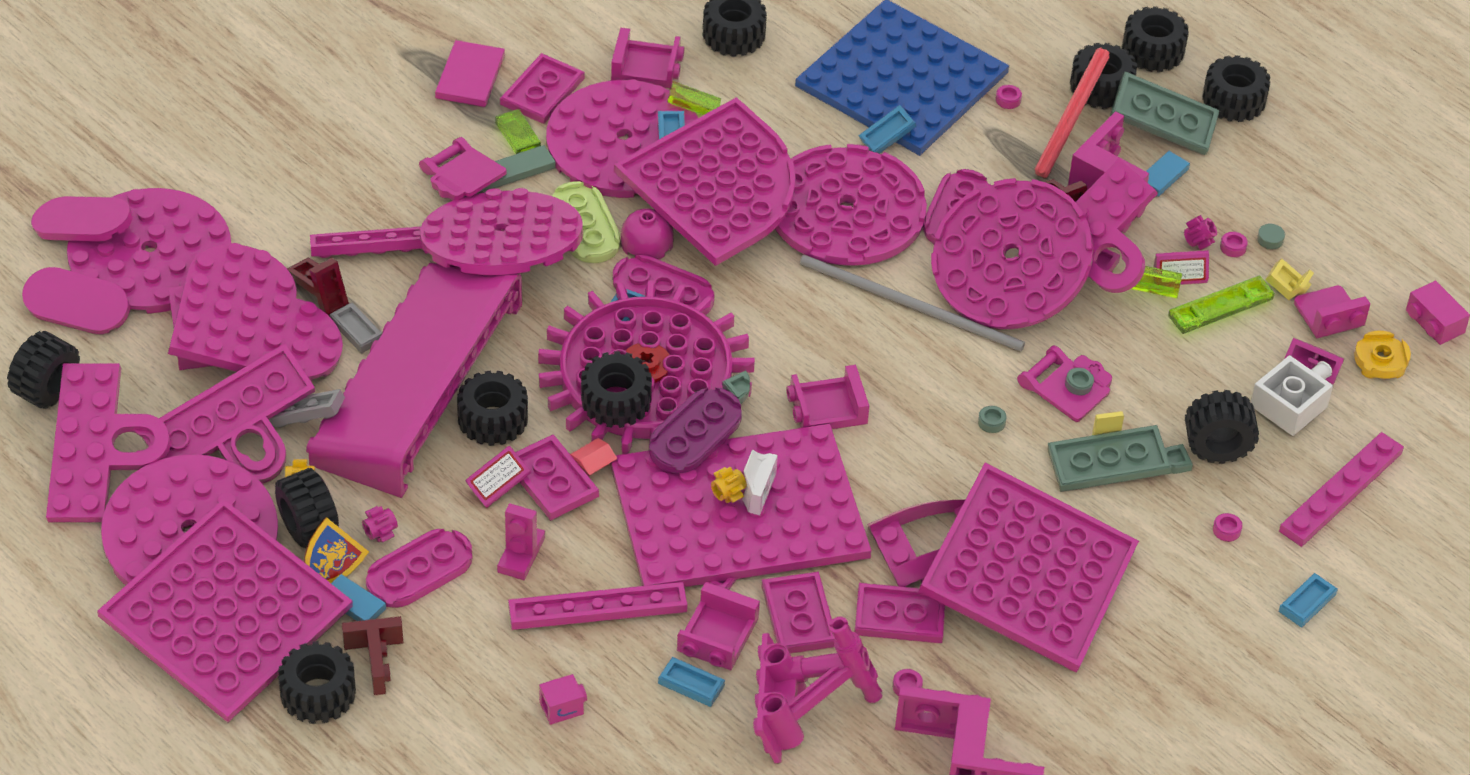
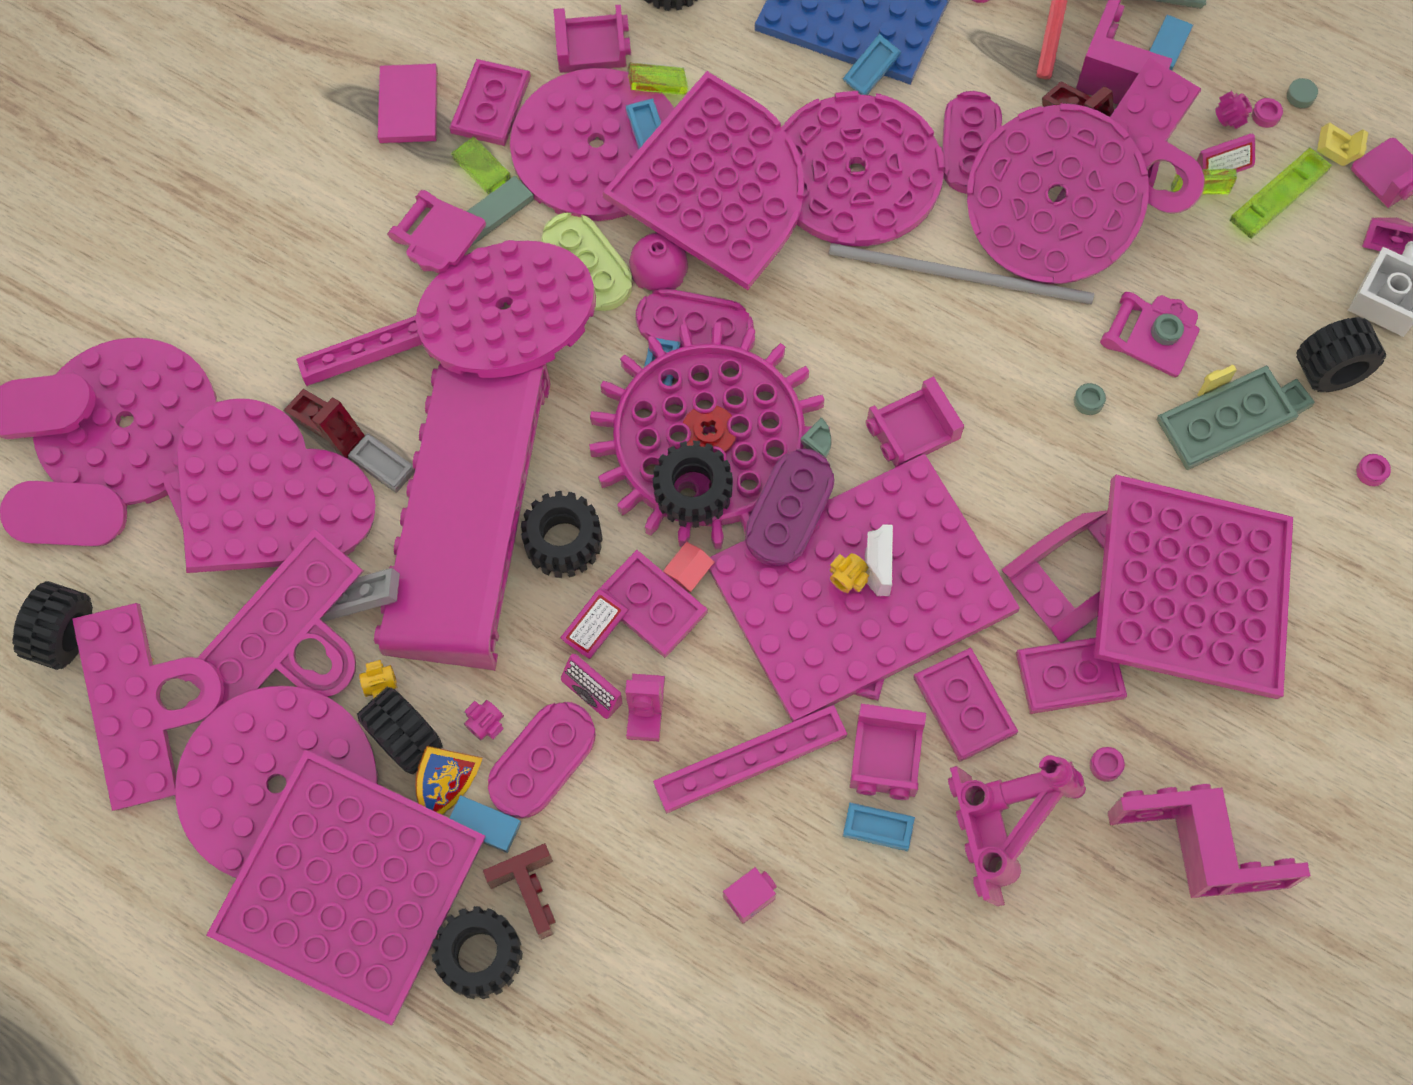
camera: 10 degrees left, 20 degrees up
(480, 523) = (591, 686): none -> slope

